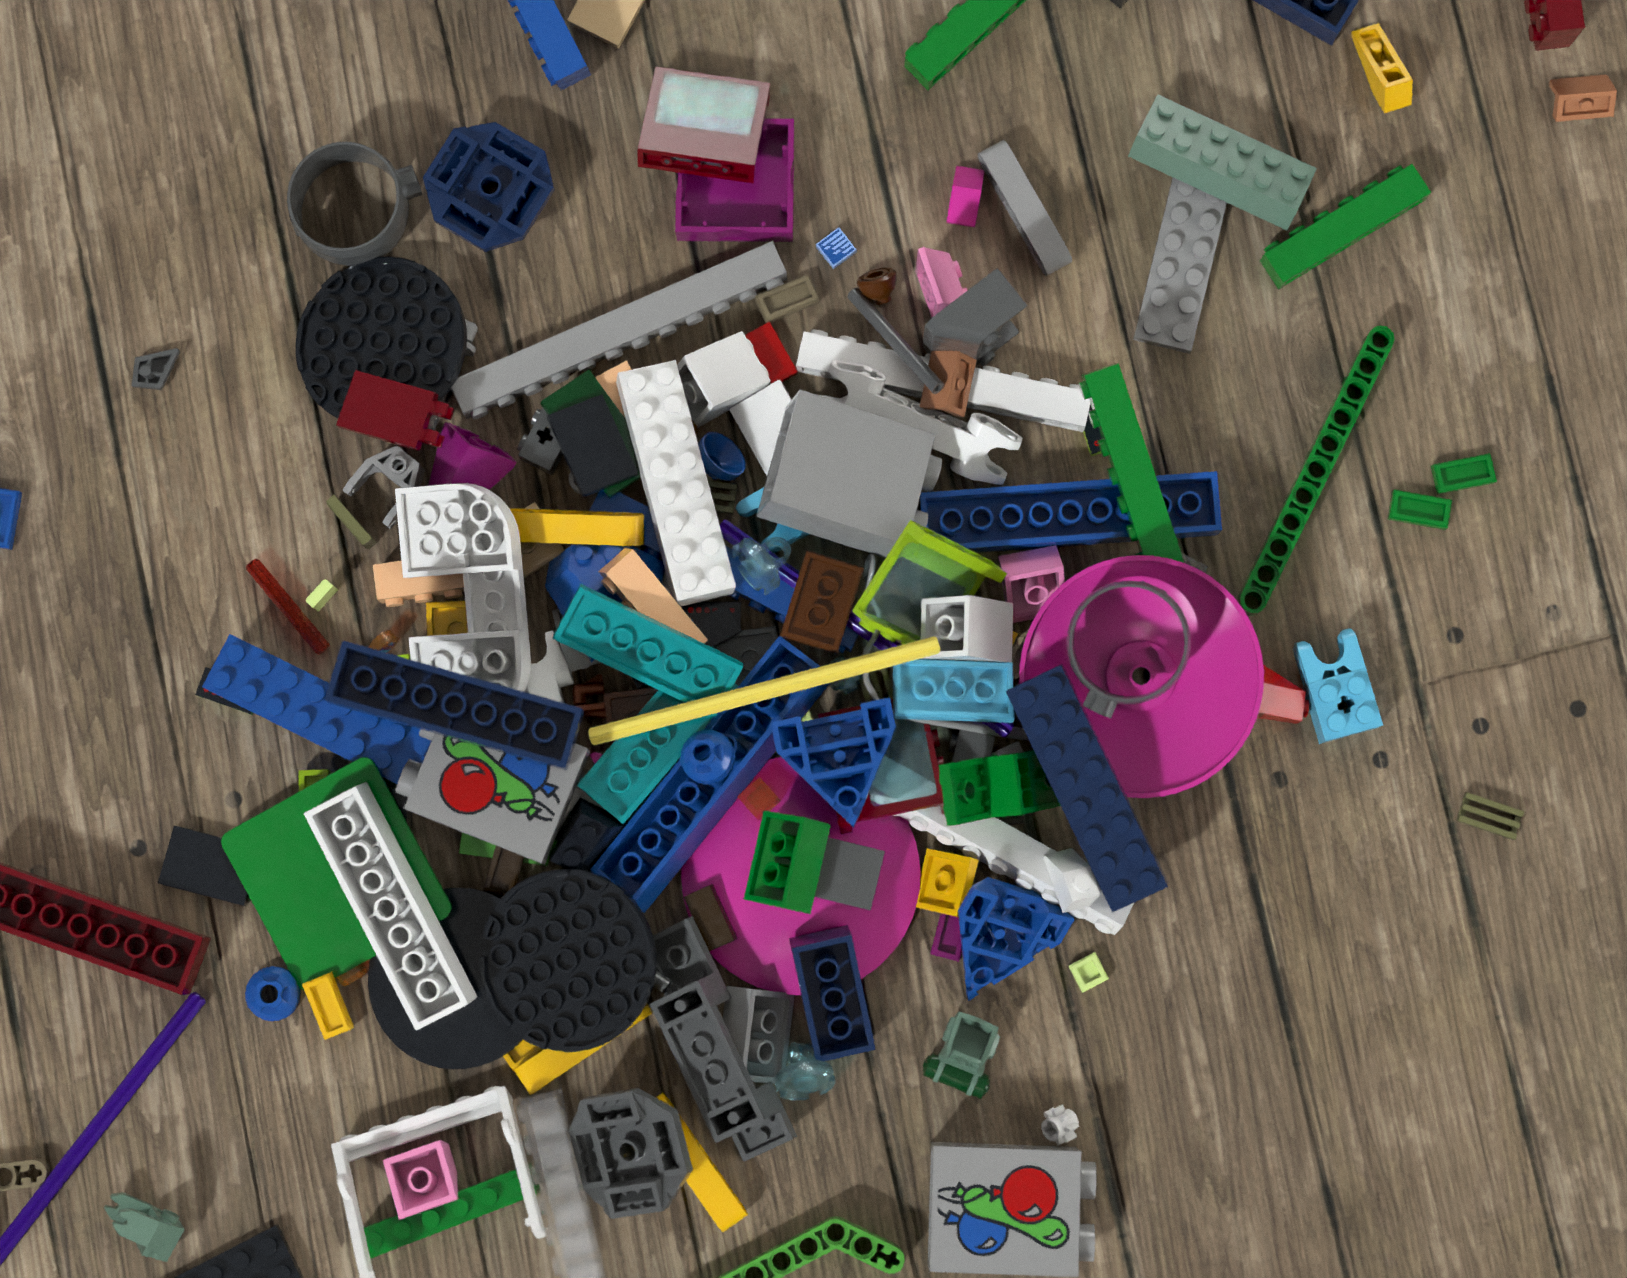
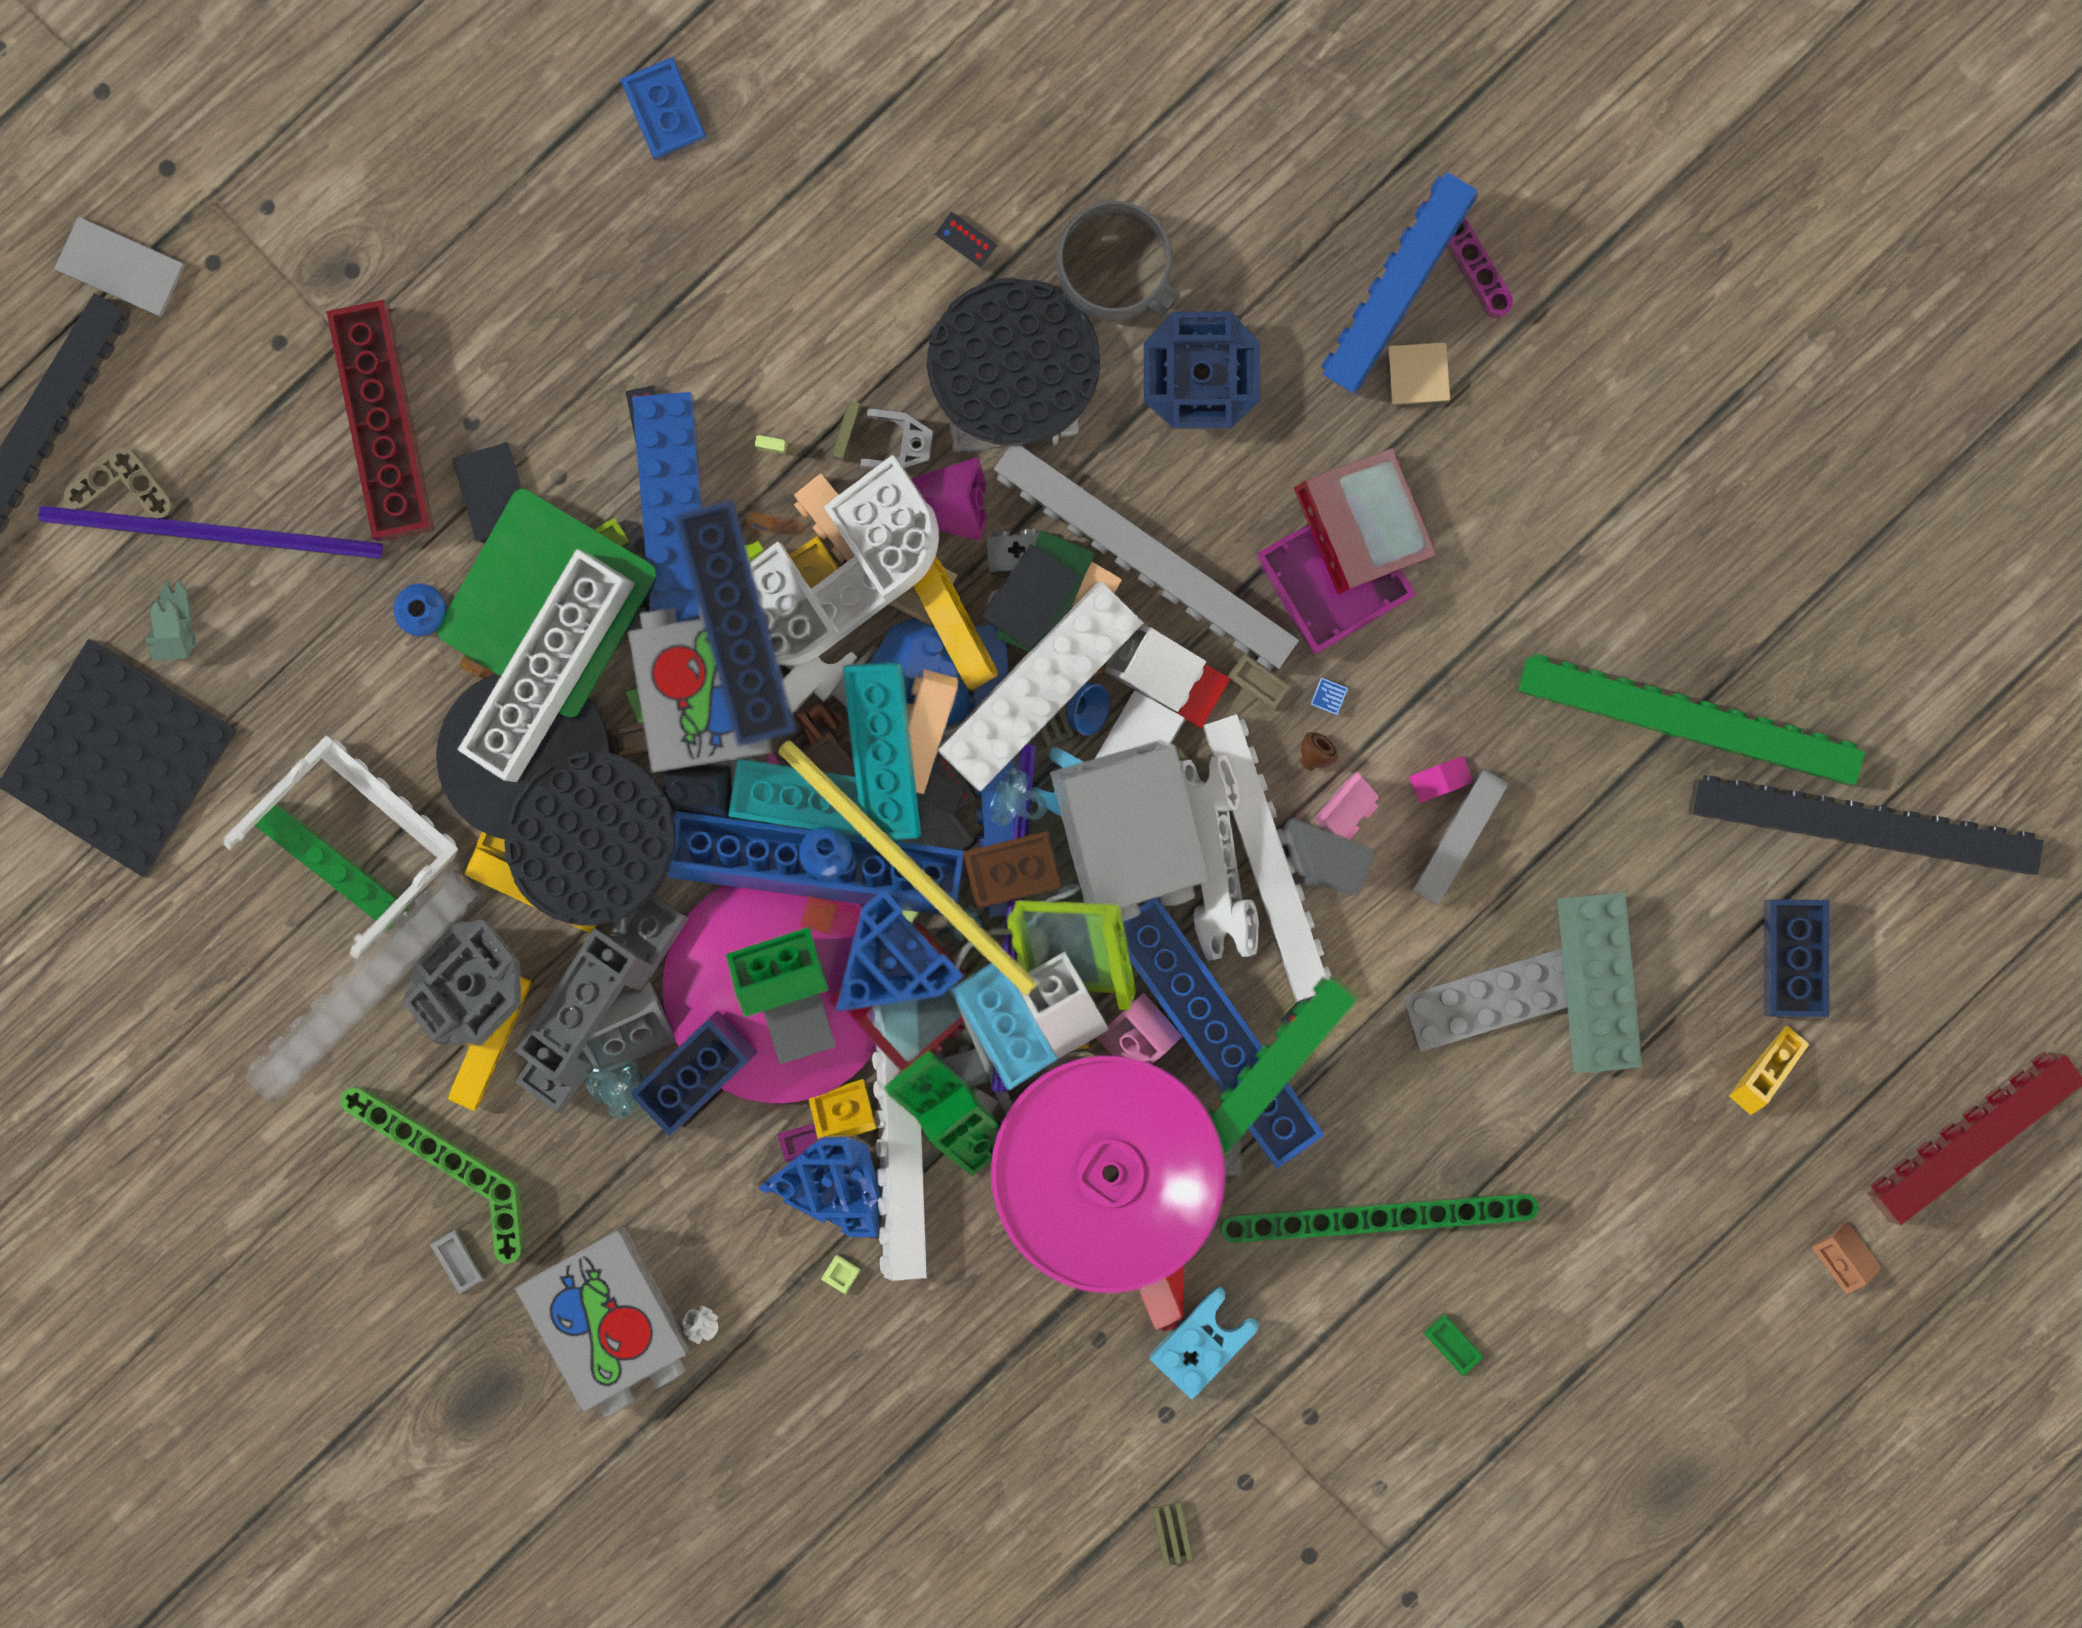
camera: 60 degrees right, 5 degrees up
(154, 369) = (876, 183): dark grey piece -> none
(251, 322) = (966, 240): none -> black tile
(287, 606) = (744, 421): clear red axle -> none
(328, 1005) = (436, 662): yellow tile -> none
(392, 411) = (957, 409): dark red tile -> none
(422, 1178) = (342, 828): bright pink slope -> none
(710, 917) = (697, 934): dark brown tile -> none
(896, 341) = (1274, 797): dark grey piece -> none
(956, 373) = (1264, 863): nougat panel -> none
(964, 1055) = (710, 1211): sand green piece -> none
(1071, 880) = (905, 1215): white slope -> none
(1087, 788) = (987, 1183): dark blue brick -> none
(1099, 699) = (1065, 1151): dark grey cylinder -> none
(1344, 226) = (1609, 1120): green brick -> none
(1419, 509) = (1400, 1325): green tile -> none

